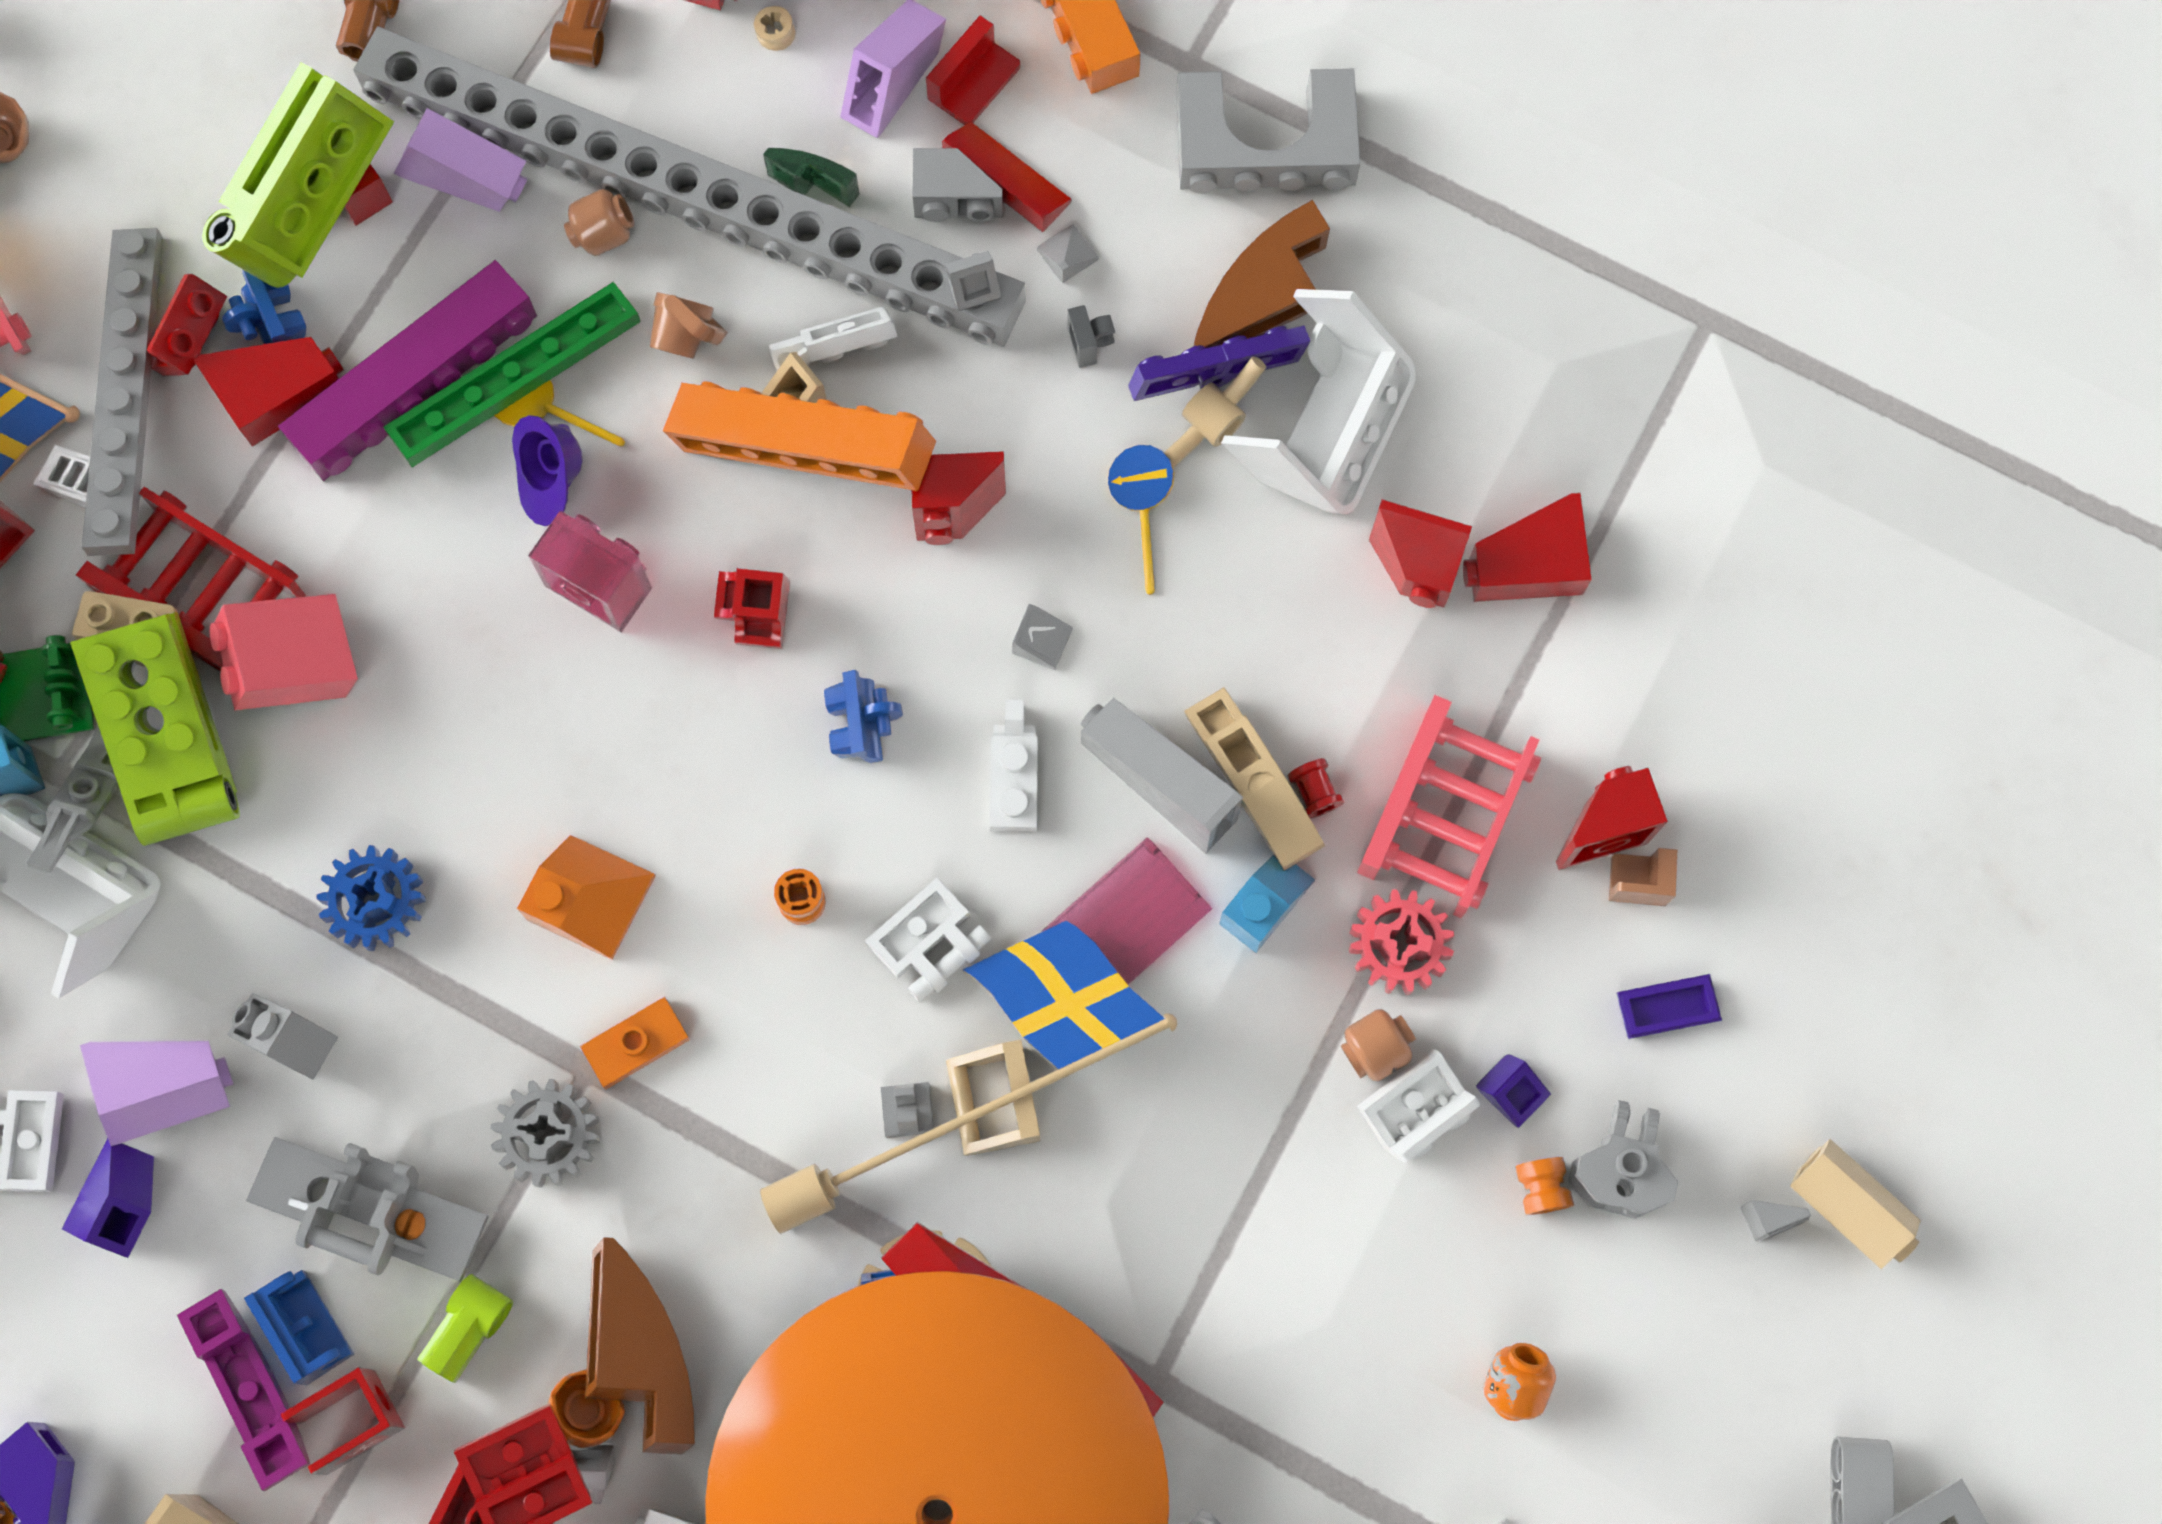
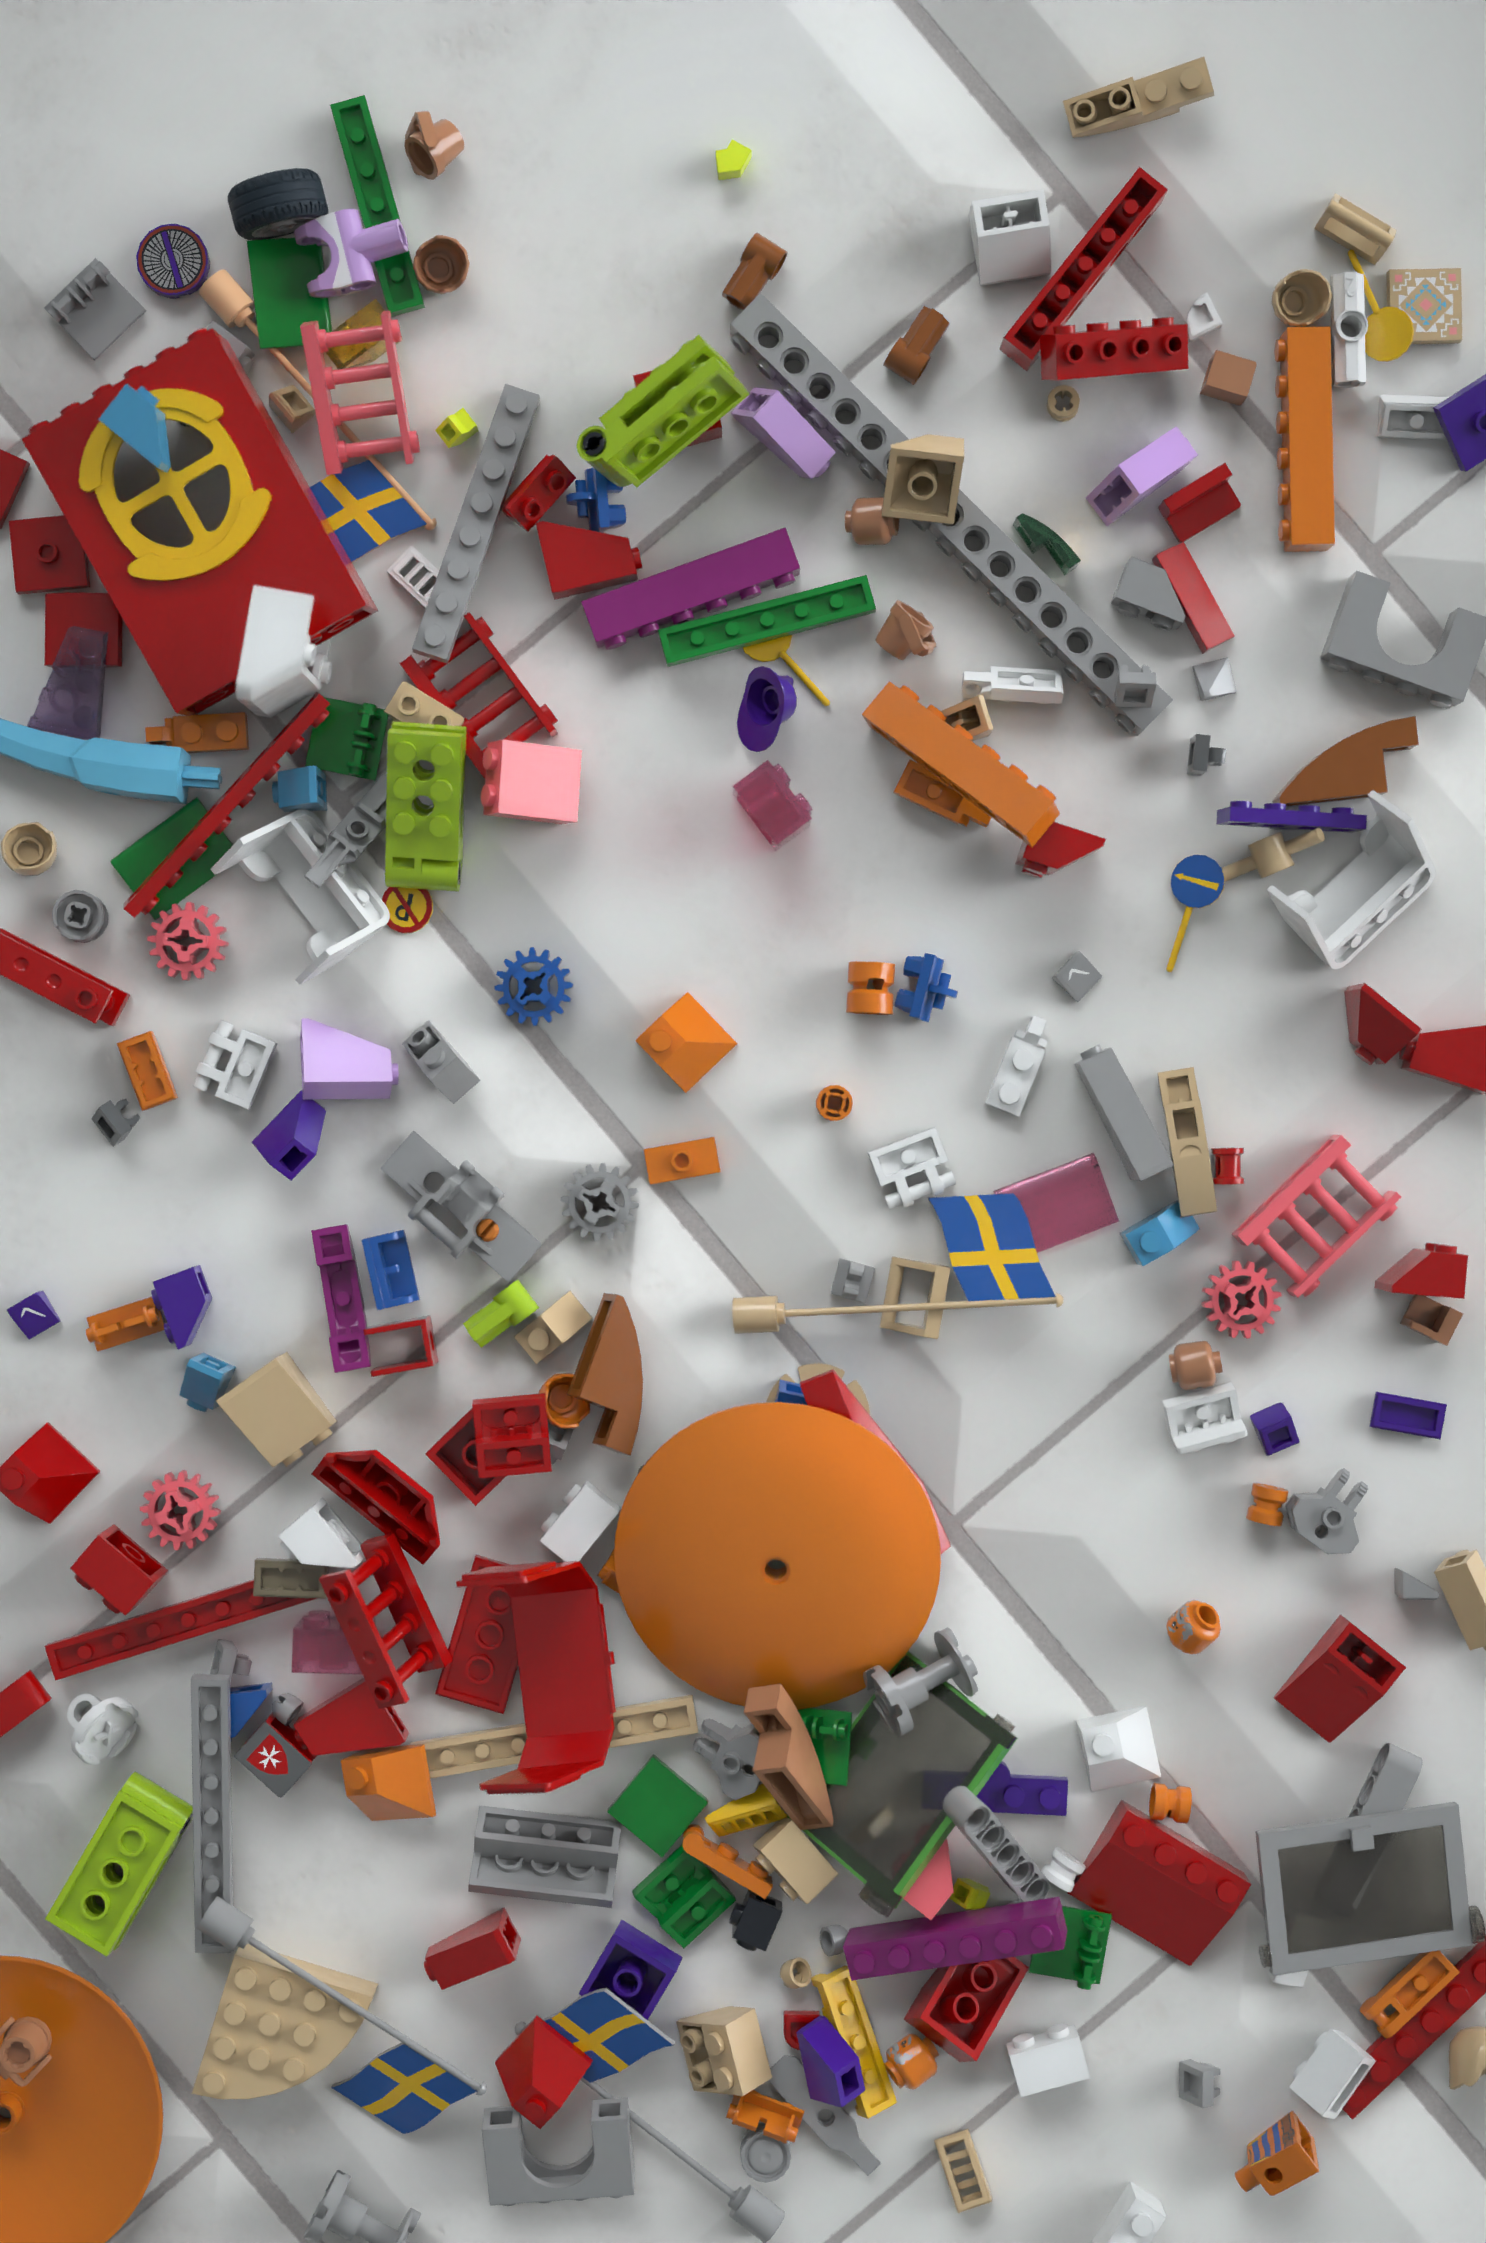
camera: 20 degrees right, 15 degrees up
(70, 297) = (457, 428): none -> neon yellow piece
(183, 865) = (408, 908): none -> piece
(541, 1320) = (553, 1327): none -> tan slope
(634, 145) = (924, 479): none -> tan slope
(755, 603) = (880, 873): red brick -> none
(795, 749) = (870, 1001): none -> orange wheel
(796, 493) = (934, 795): none -> orange hinge
(1735, 1377) = (1339, 1680): none -> red slope

